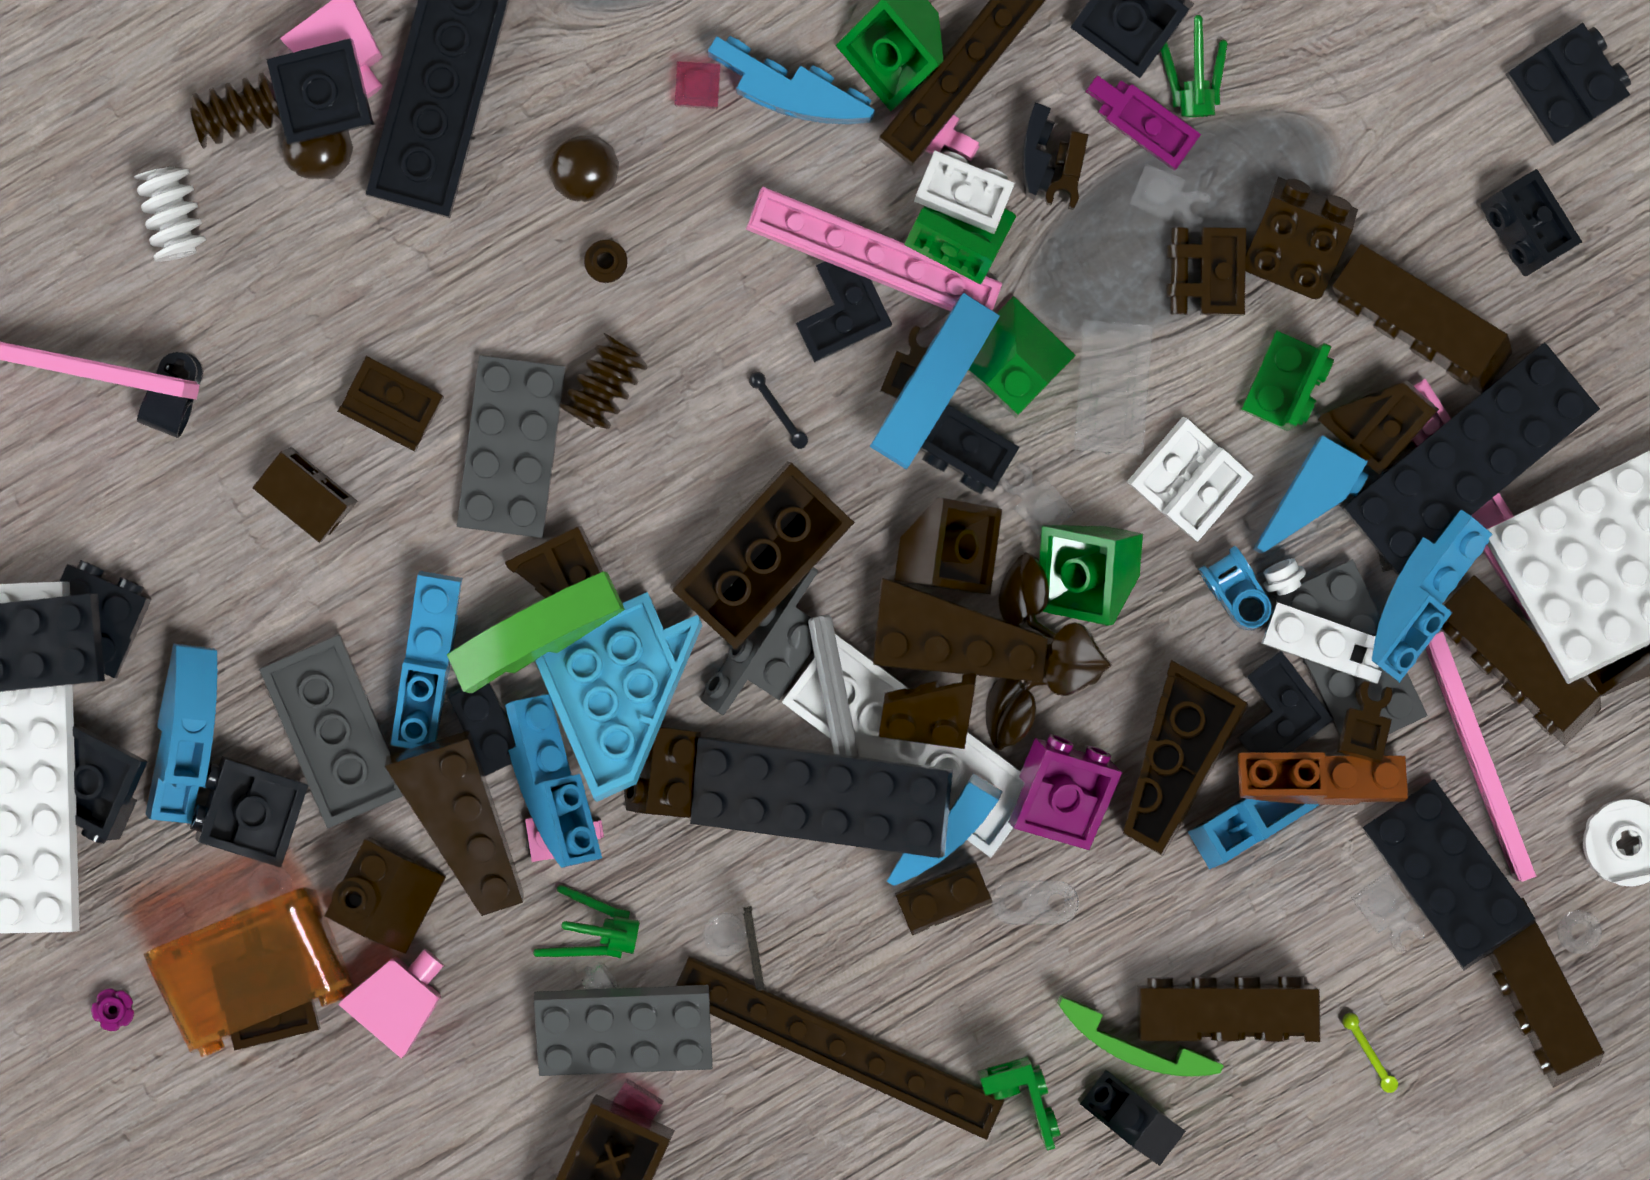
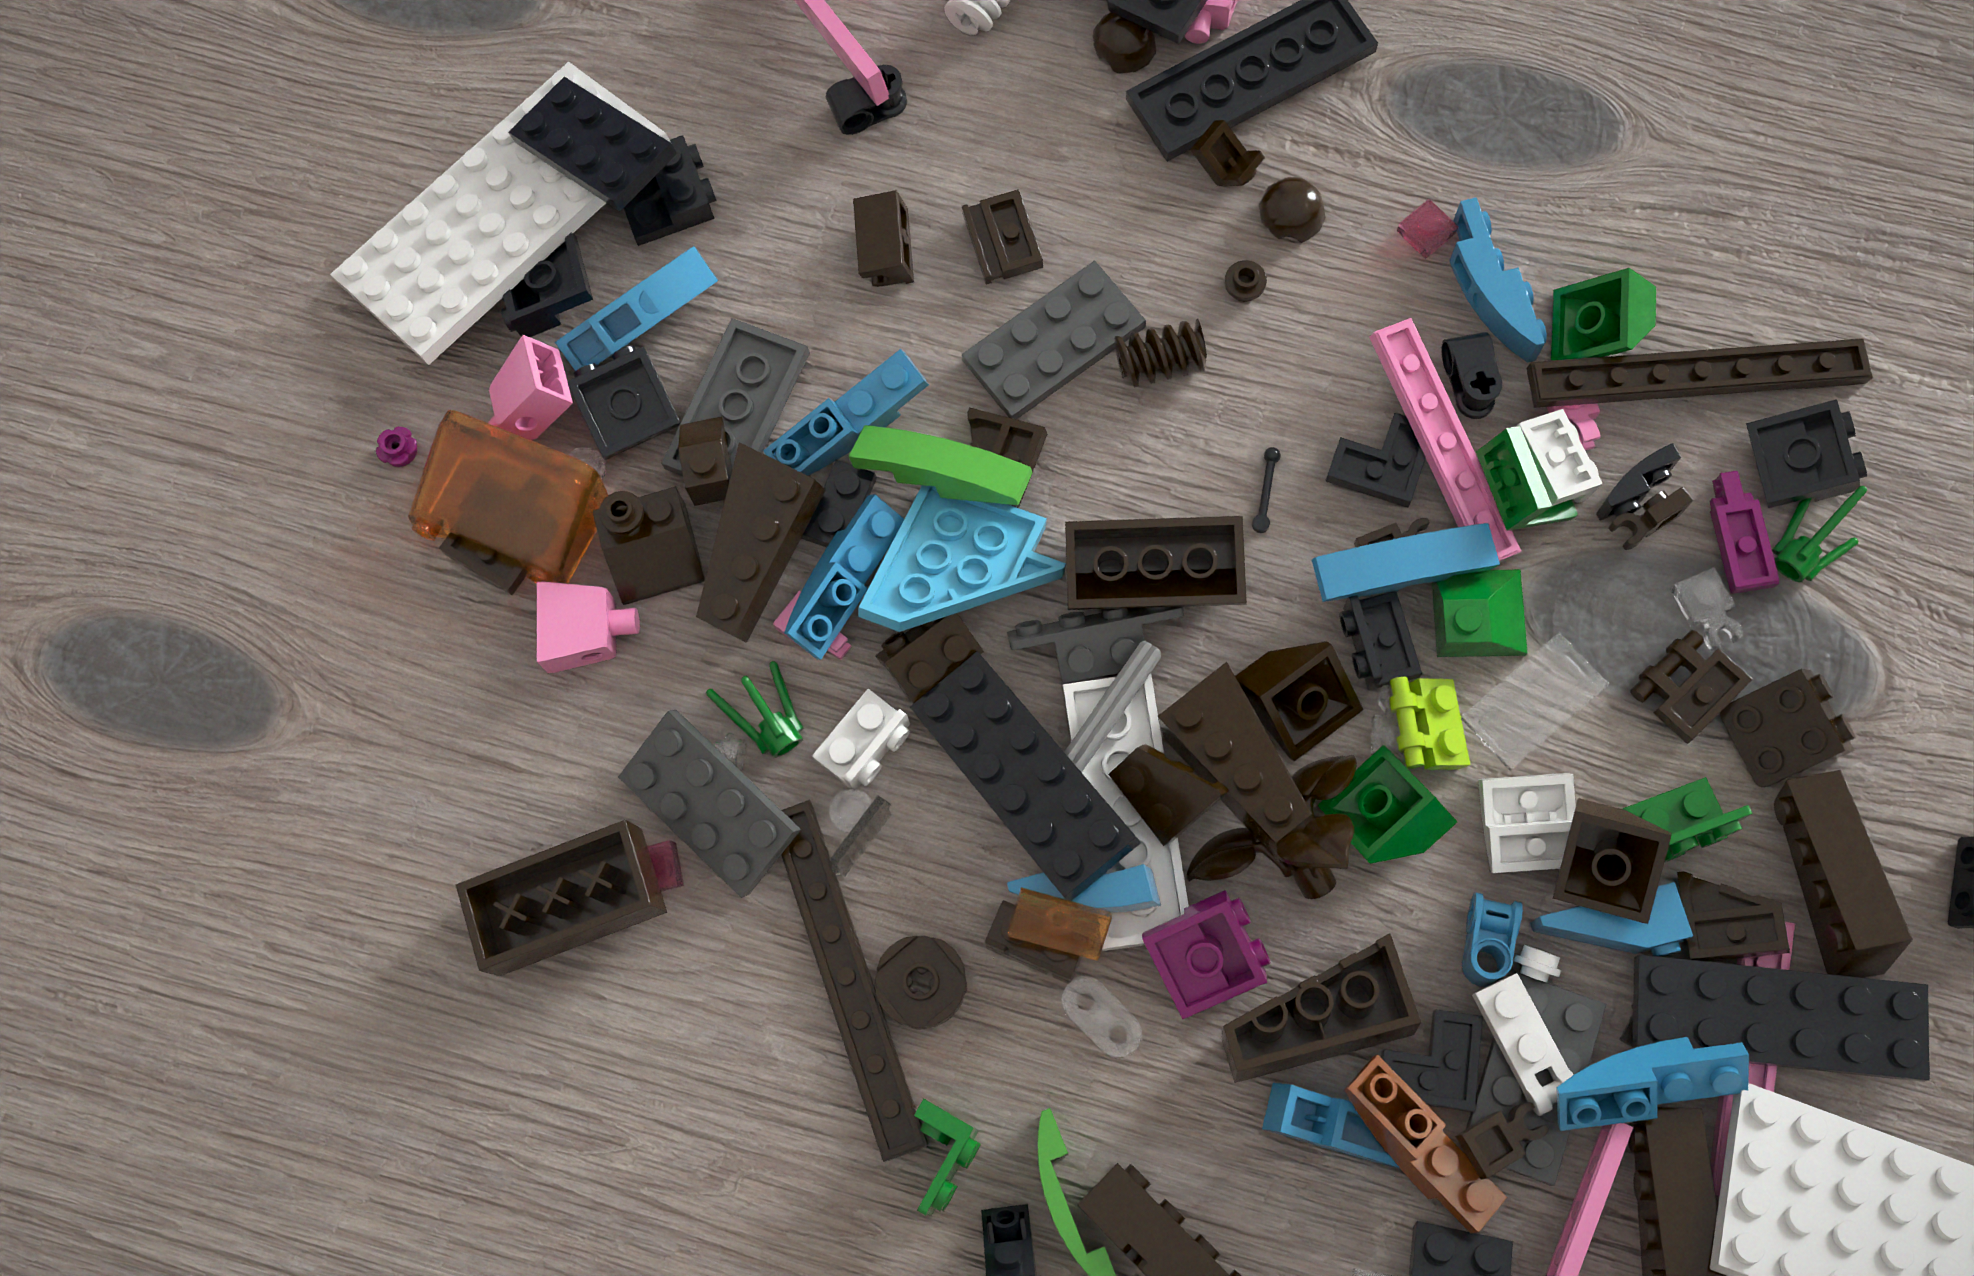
camera: 55 degrees right, 15 degrees down
(175, 875) = (529, 389): none -> bright pink torso
(360, 795) = (705, 460): none -> dark brown slope
(495, 175) = (1225, 156): none -> dark brown bracket
(680, 879) = (862, 740): none -> white bracket
(835, 170) = (1472, 373): none -> black piece
(873, 1017) = (894, 979): none -> dark brown plate
(953, 877) = (1059, 924): none -> clear orange plate
(1063, 472) = (1429, 723): none -> lime plate
(1268, 466) = (1612, 861): none -> dark brown slope

